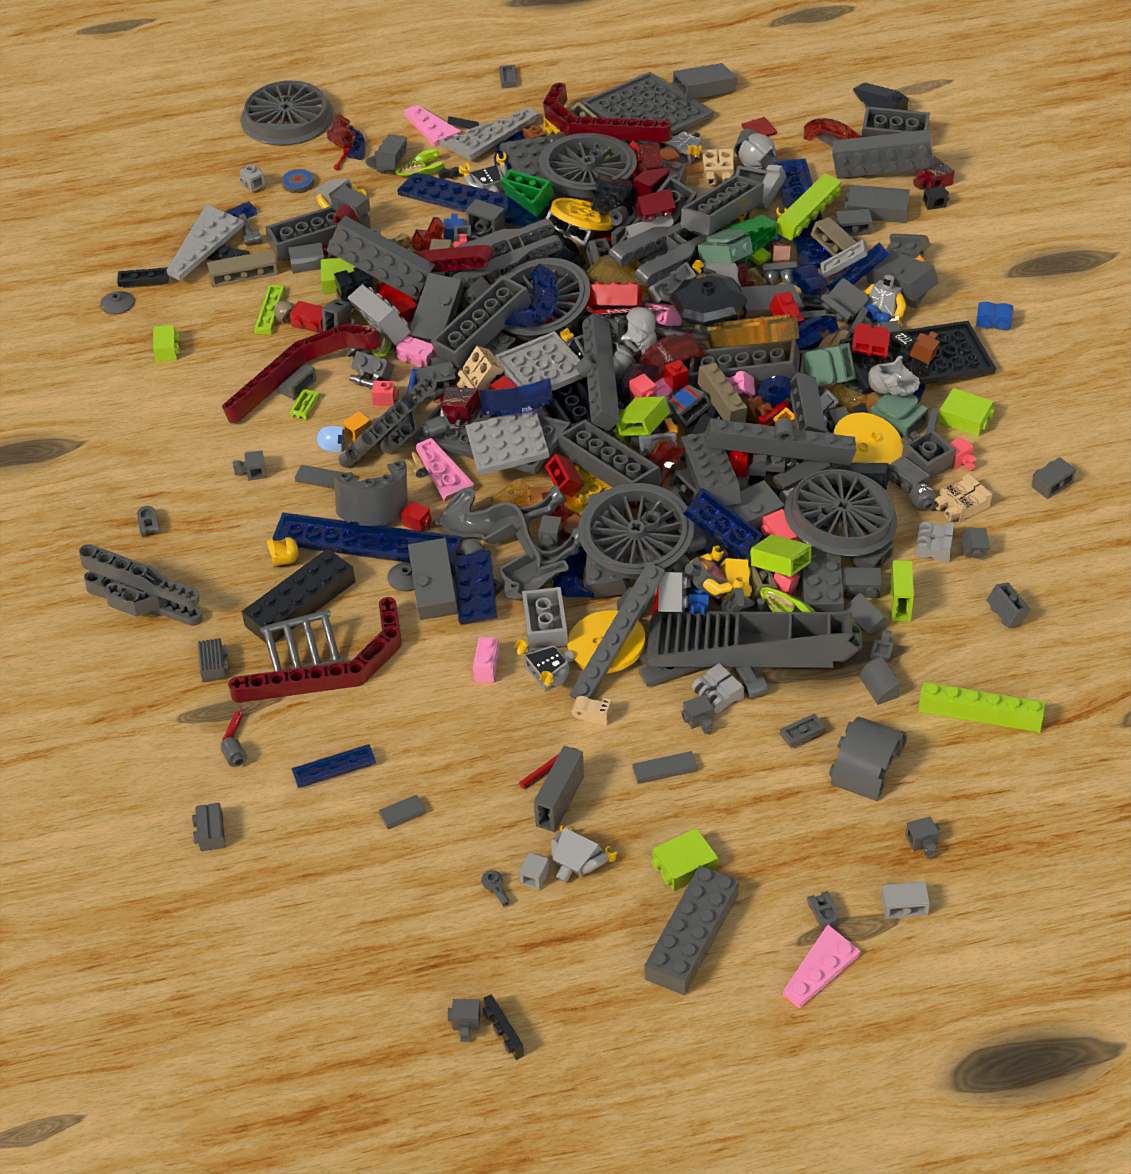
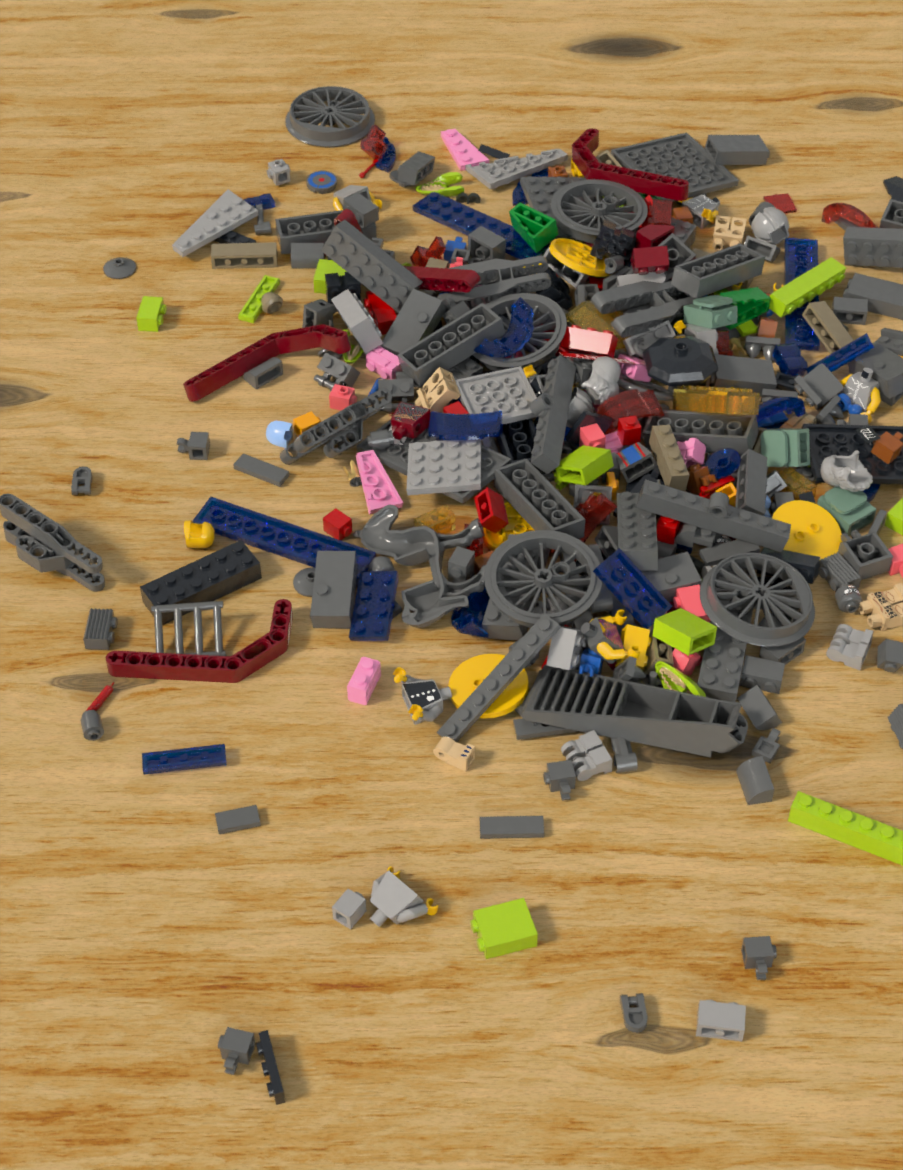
camera: 10 degrees right, 0 degrees up
(142, 277) = (149, 248): black plate -> none
(209, 827) = (45, 796): dark grey brick -> none
(307, 317) = (290, 311): red brick -> none
(307, 405) = (267, 395): lime tile -> none
(373, 499) = (299, 500): dark grey cylinder -> none
(403, 240) = (403, 254): pearl gold piece -> none
(488, 177) = (499, 207): torso -> none
(492, 881) = (305, 910): dark grey plate -> none
(508, 76) = (549, 115): dark grey tile -> none
(538, 773) = (391, 804): red bar -> none
(545, 618) = (433, 650): light grey brick -> none
(559, 788) = (397, 828): dark grey brick -> none
(691, 930) = (490, 1005): dark grey brick -> none
(772, 184) = (775, 260): light grey leg -> none
(785, 304) = (756, 379): red brick -> none
(802, 730) = (662, 817): dark grey plate -> none
(822, 964) = (617, 1071): bright pink wing -> none
(833, 266) = (817, 349): light grey hinge -> none
(866, 757) = (719, 858): dark grey cylinder -> none
(870, 340) = (833, 430): red plate -> none
(901, 590) = (801, 691): lime brick -> none

